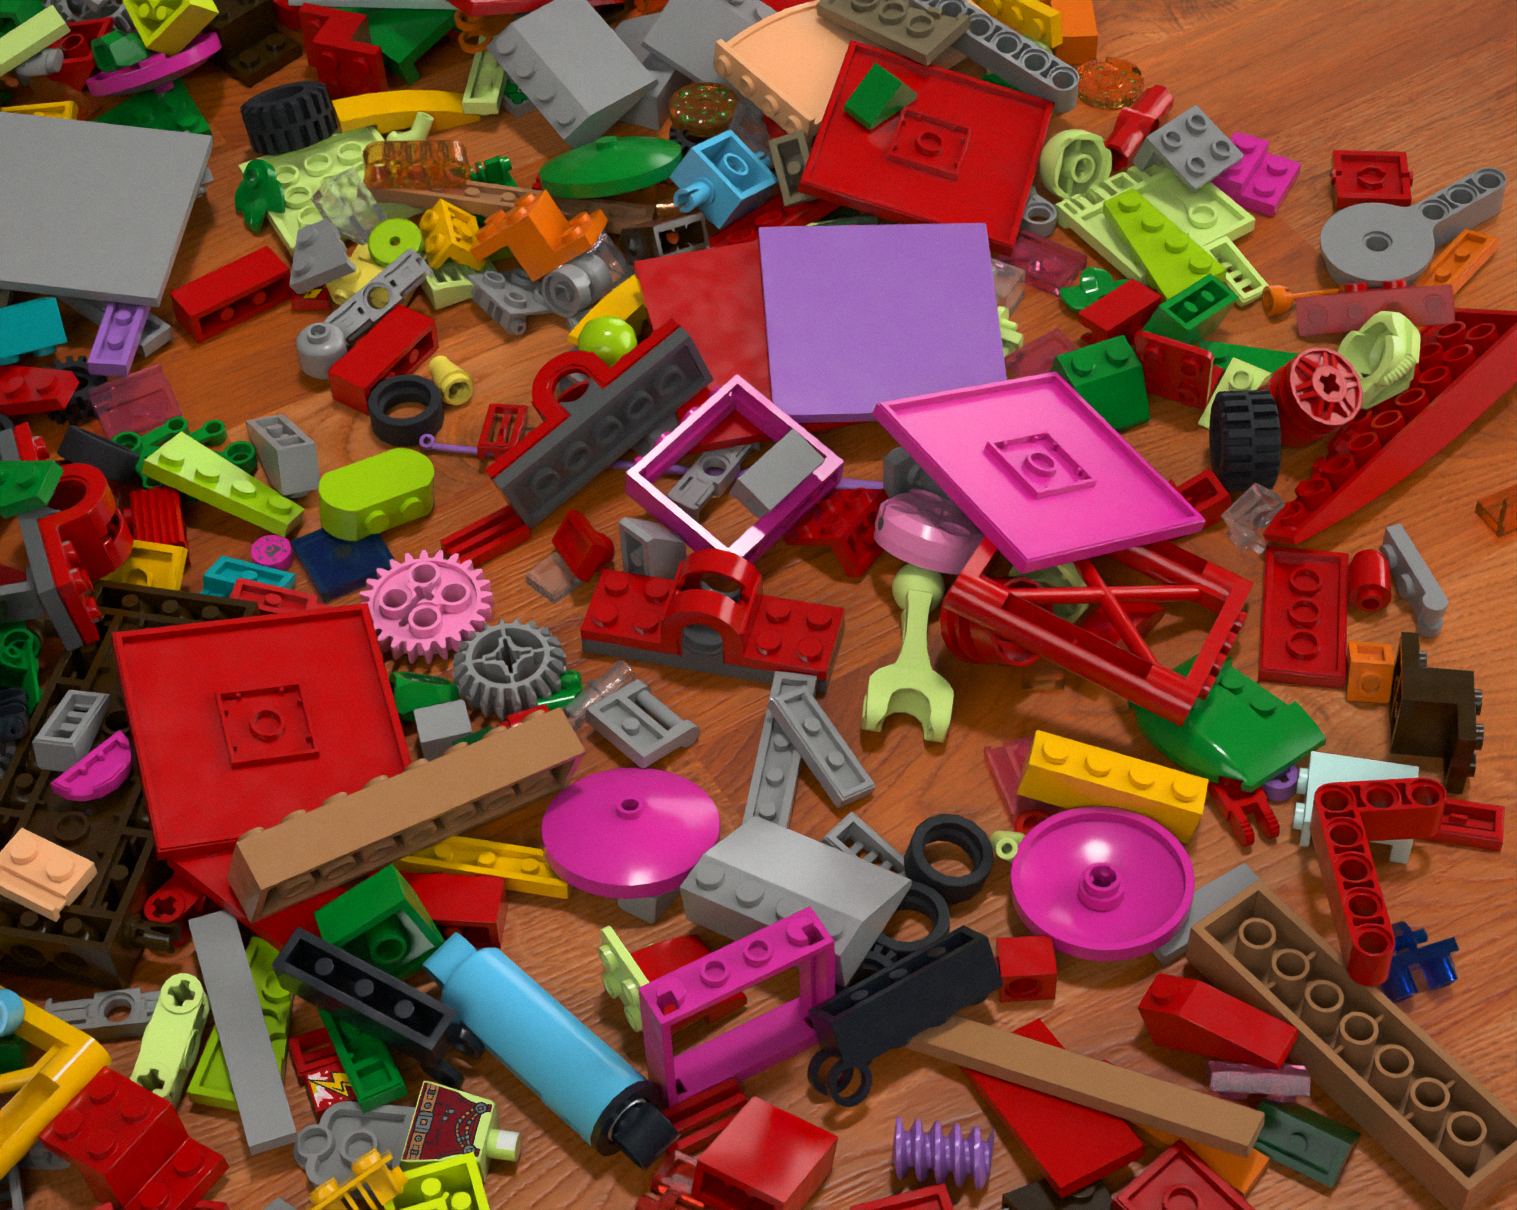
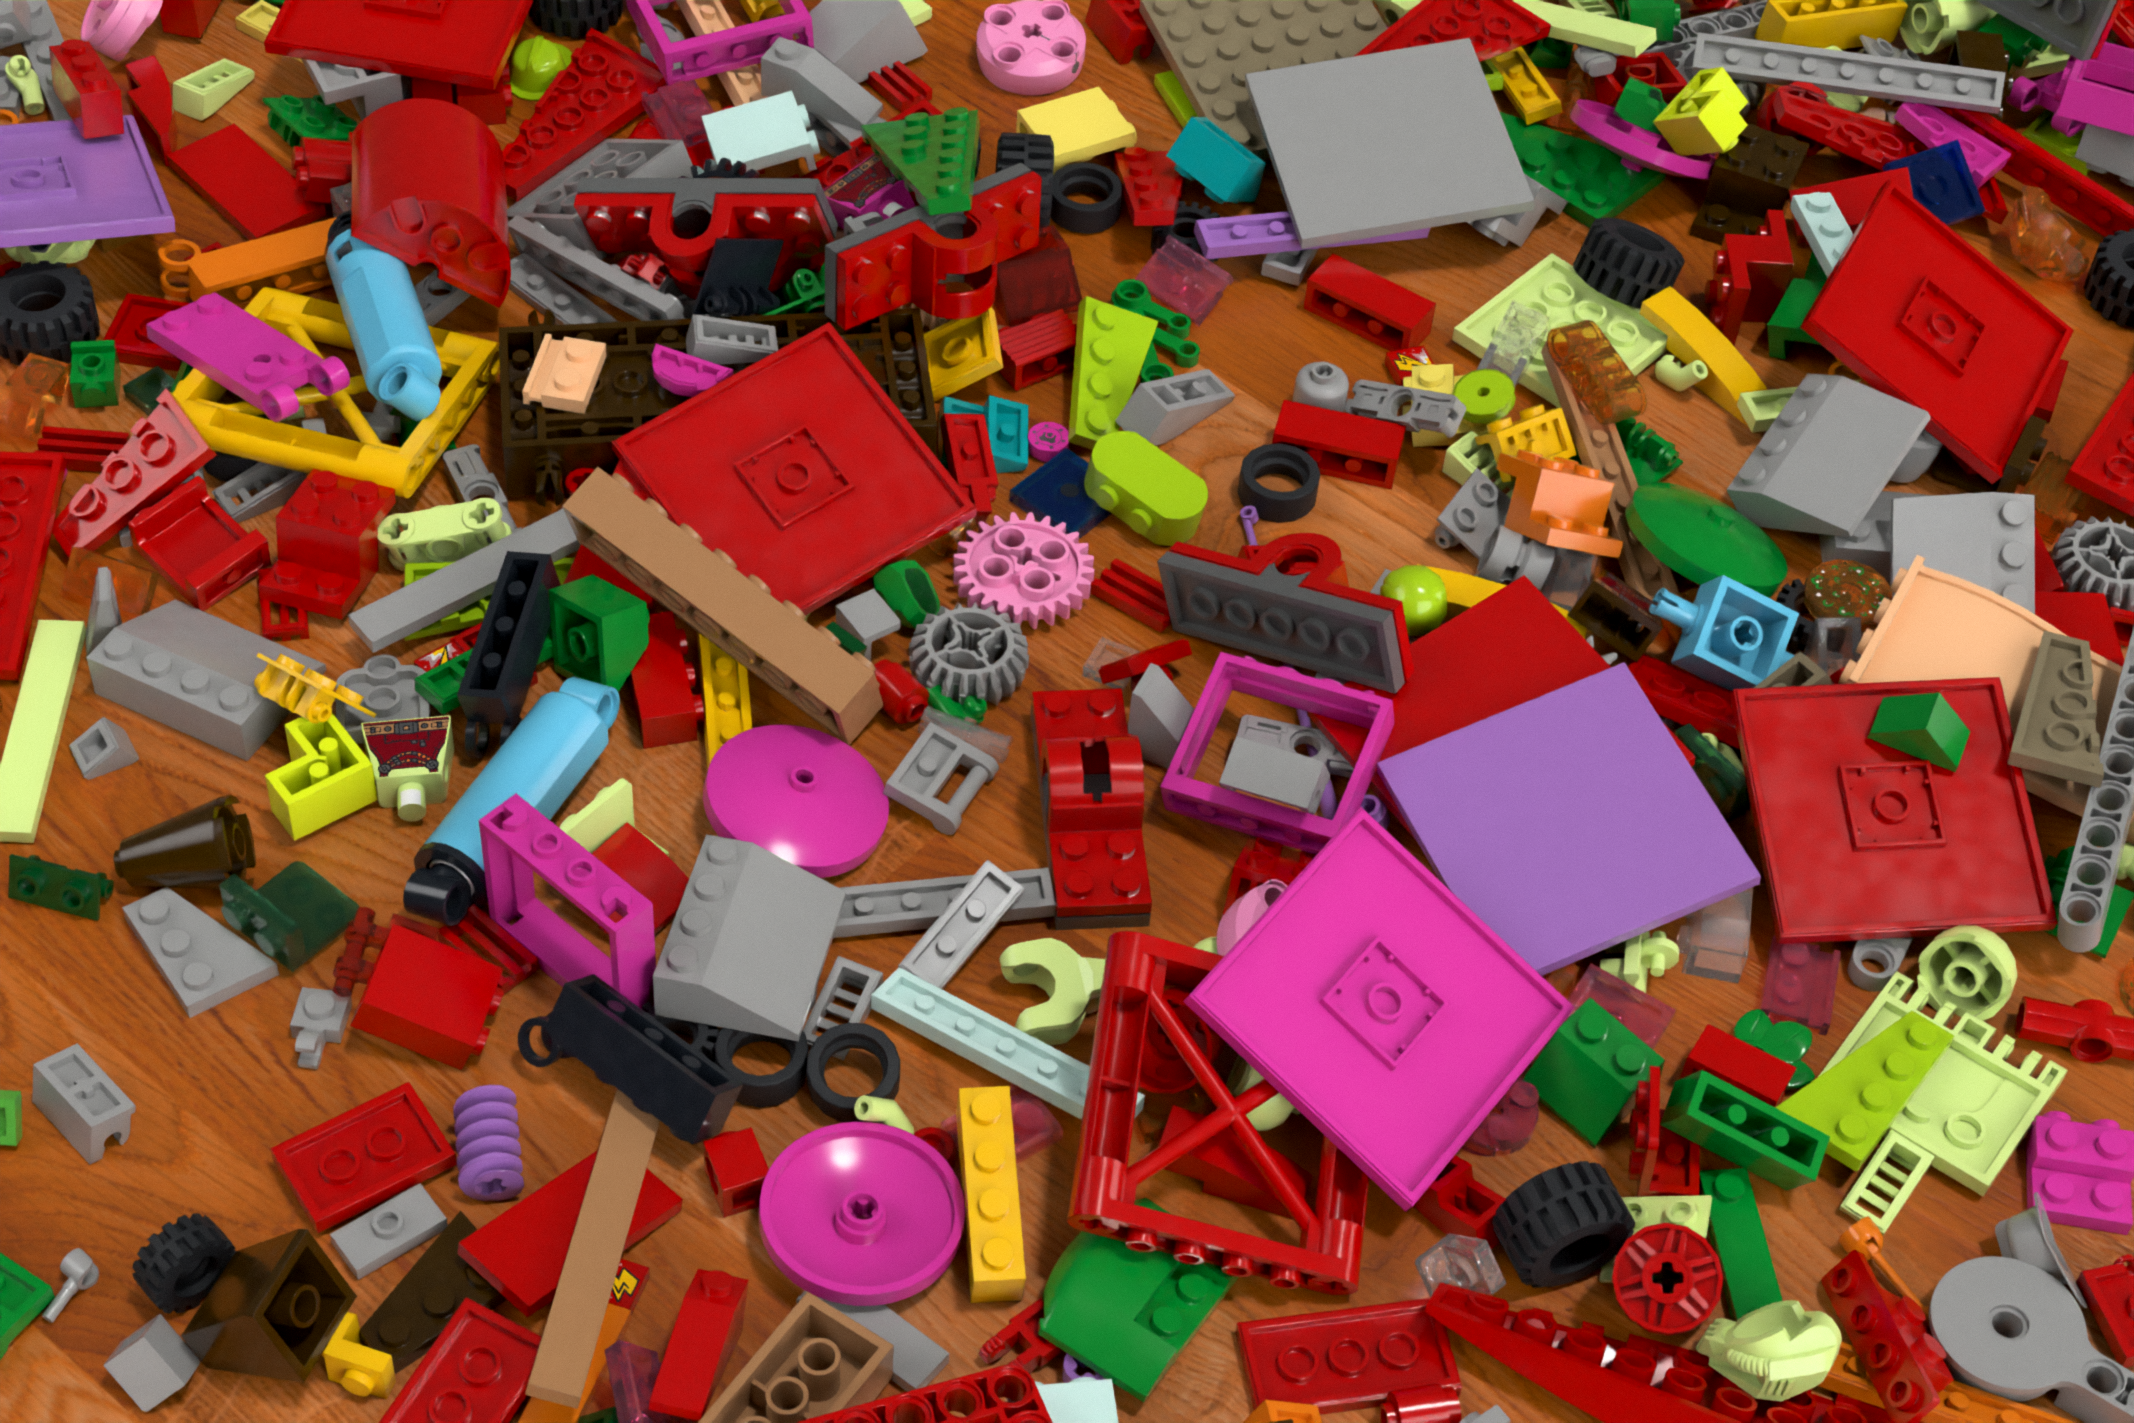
camera: 65 degrees right, 0 degrees up
(89, 448) = (1089, 266): black tyre -> none
(259, 193) = (1522, 271): green plate -> none
(319, 257) = (1453, 341): light grey wing -> none
(453, 382) = (1335, 505): light yellow cone -> none
(959, 747) = (986, 1041): none -> light aqua plate
(1190, 148) = (2047, 1078): light grey bracket -> none
(1312, 207) = (2032, 1241): none -> light grey piece

